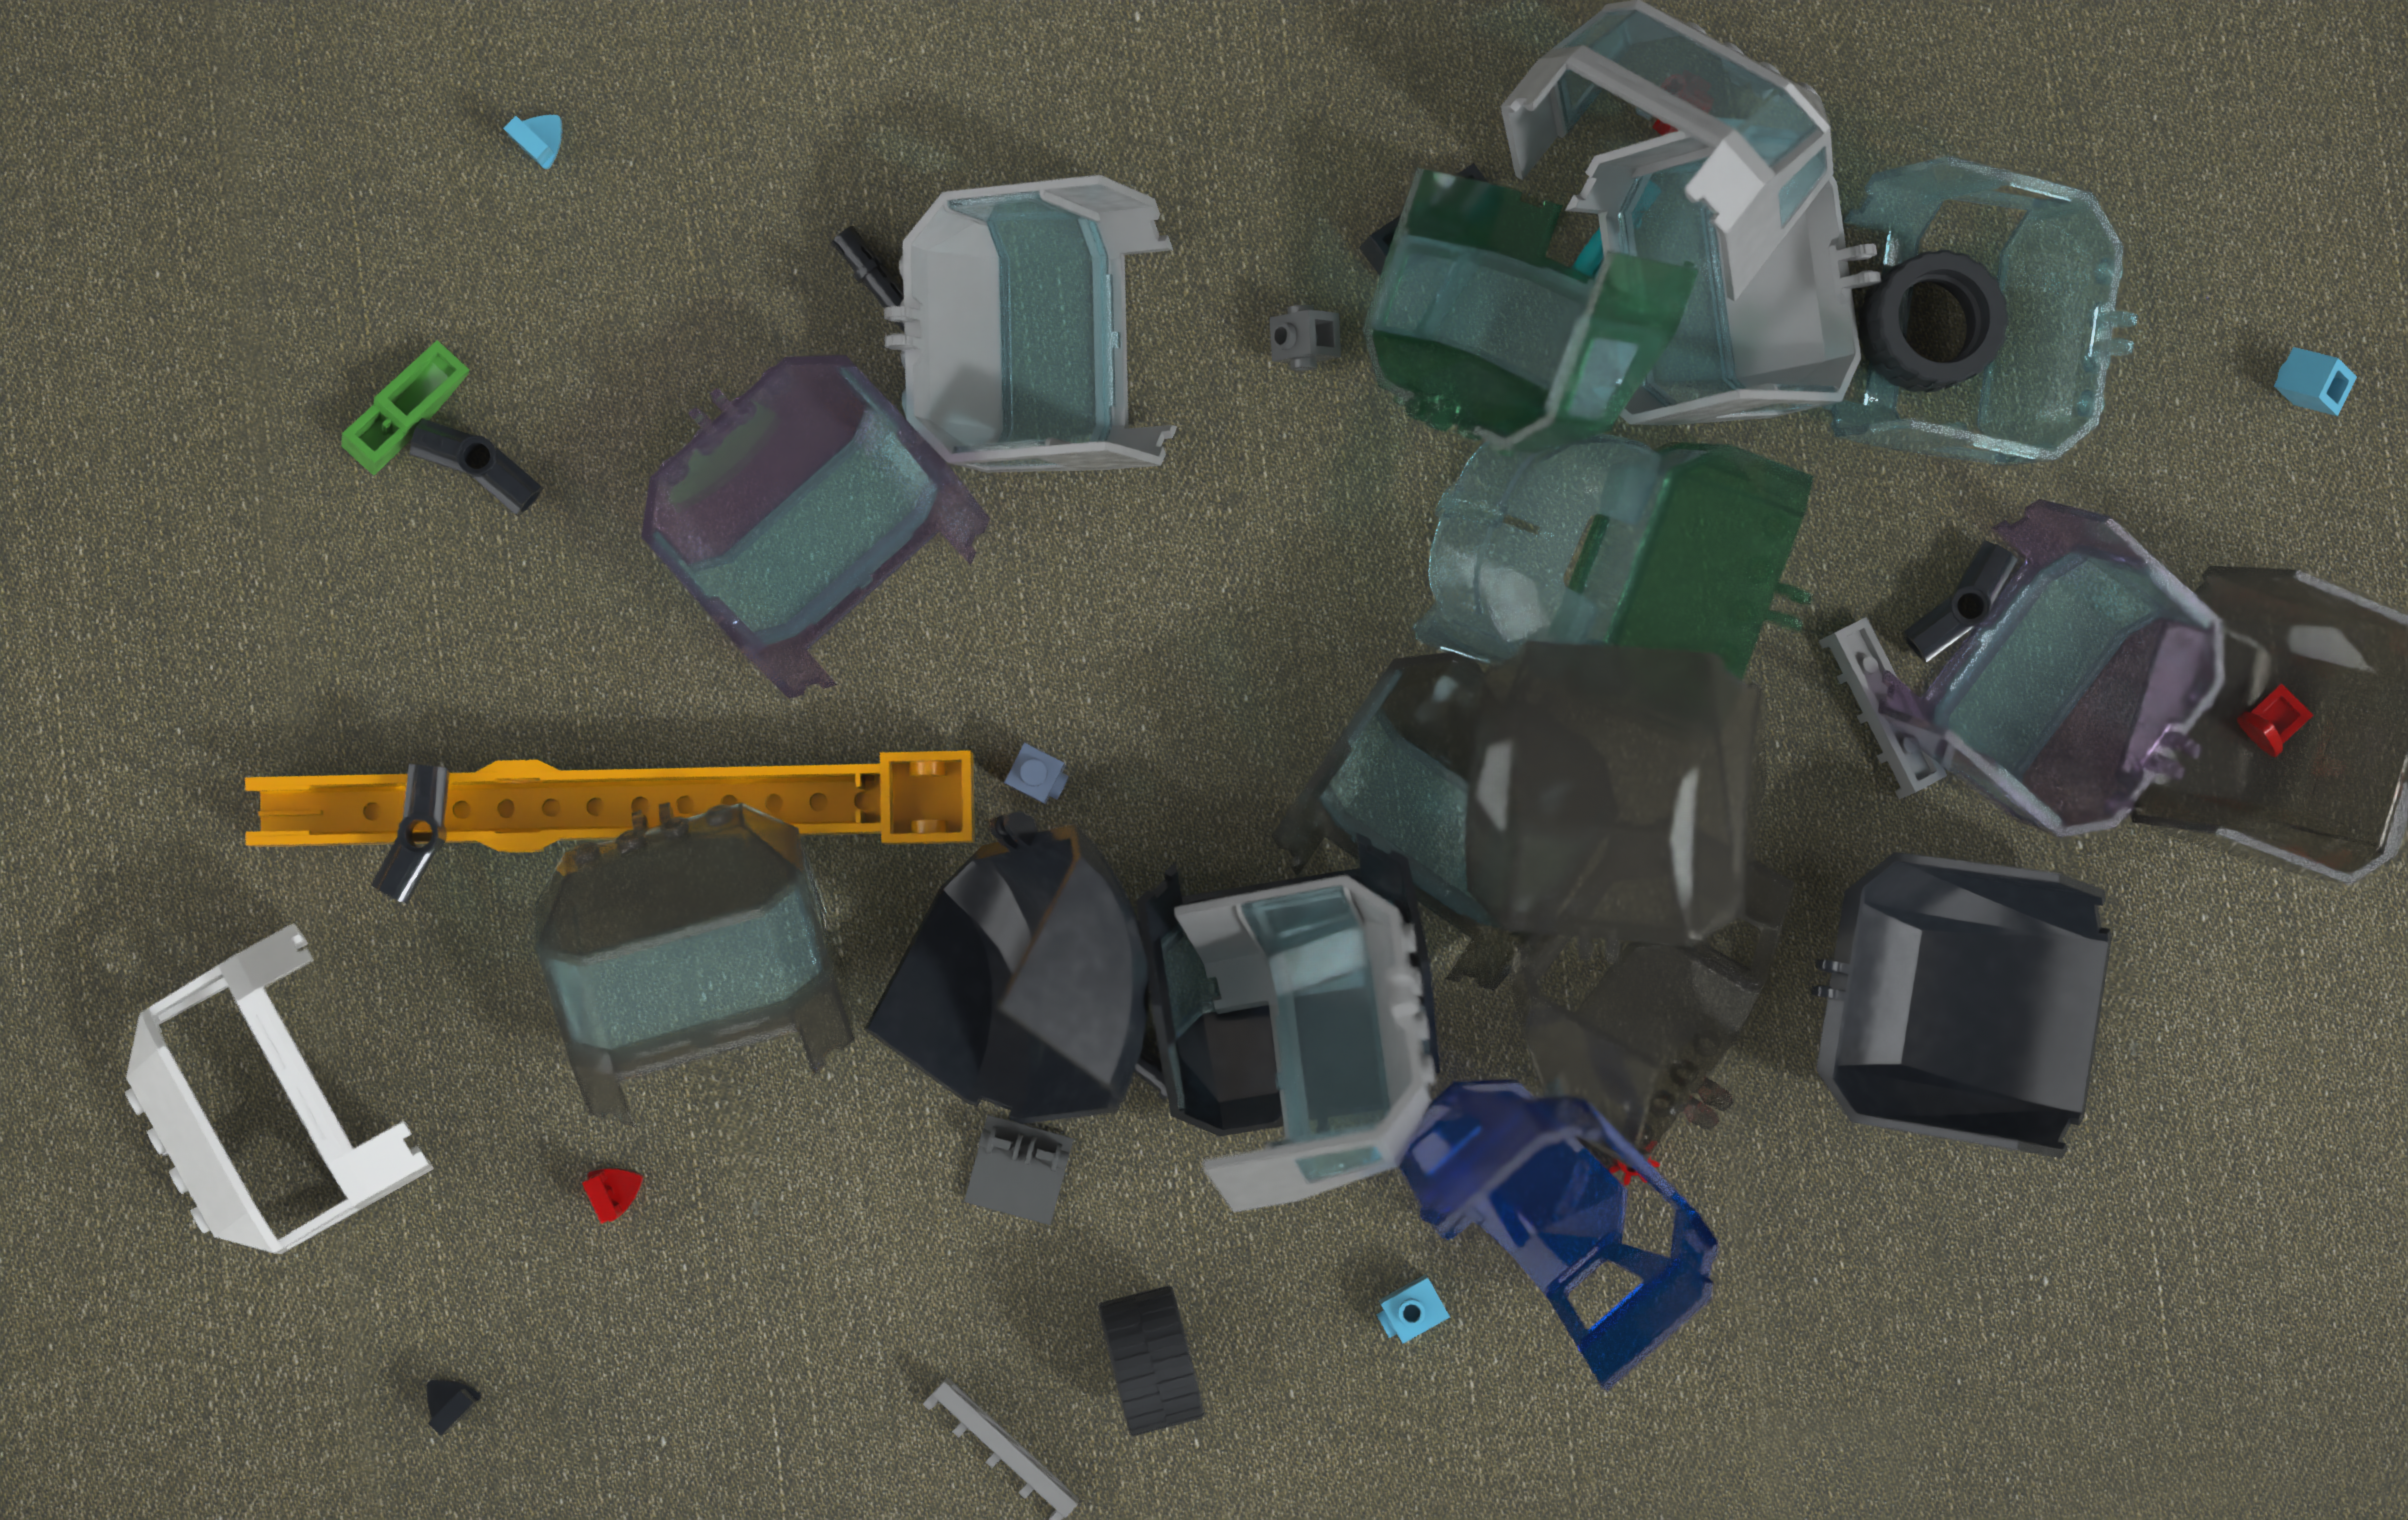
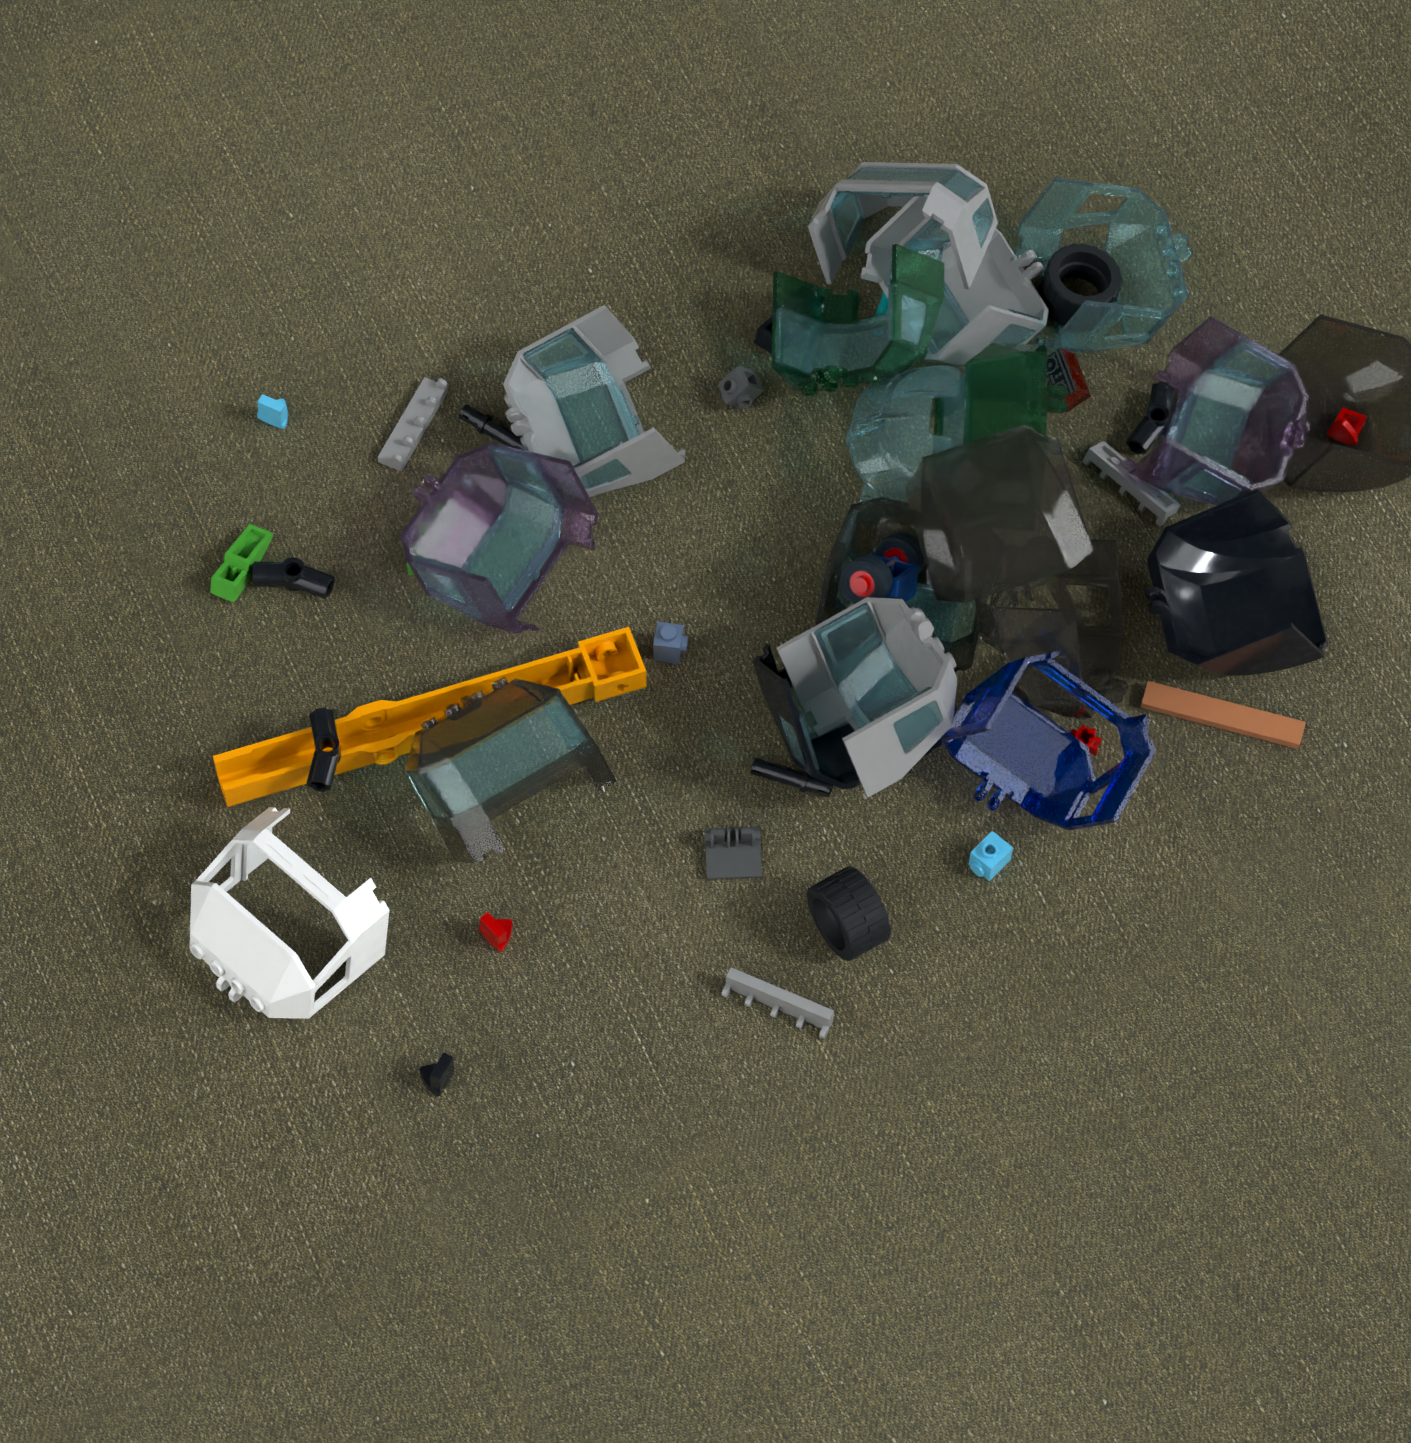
camera: 15 degrees left, 25 degrees down
(755, 228) = (413, 423): none -> light grey hinge
(1024, 979) = (705, 723): black windscreen -> none
(1403, 792) = (887, 573): none -> brick
(1841, 489) = (1065, 371): none -> brick
(1871, 1173) = (1223, 714): none -> nougat tile
(2315, 381) = (1296, 261): medium azure brick -> none

